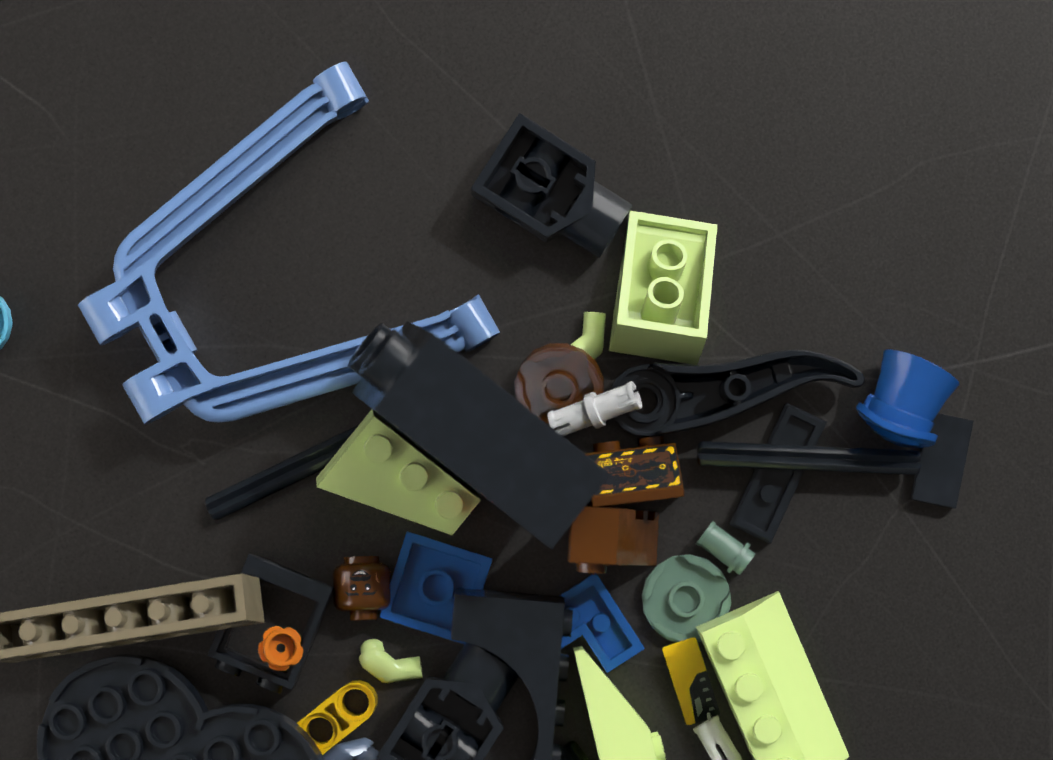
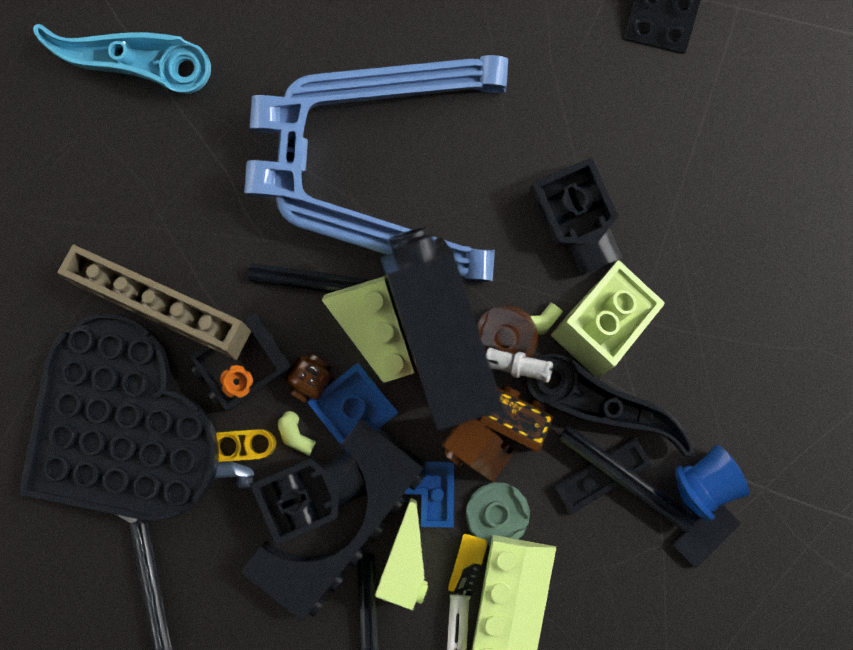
camera: 30 degrees right, 0 degrees up
(726, 548) = (541, 500): sand green pin -> none

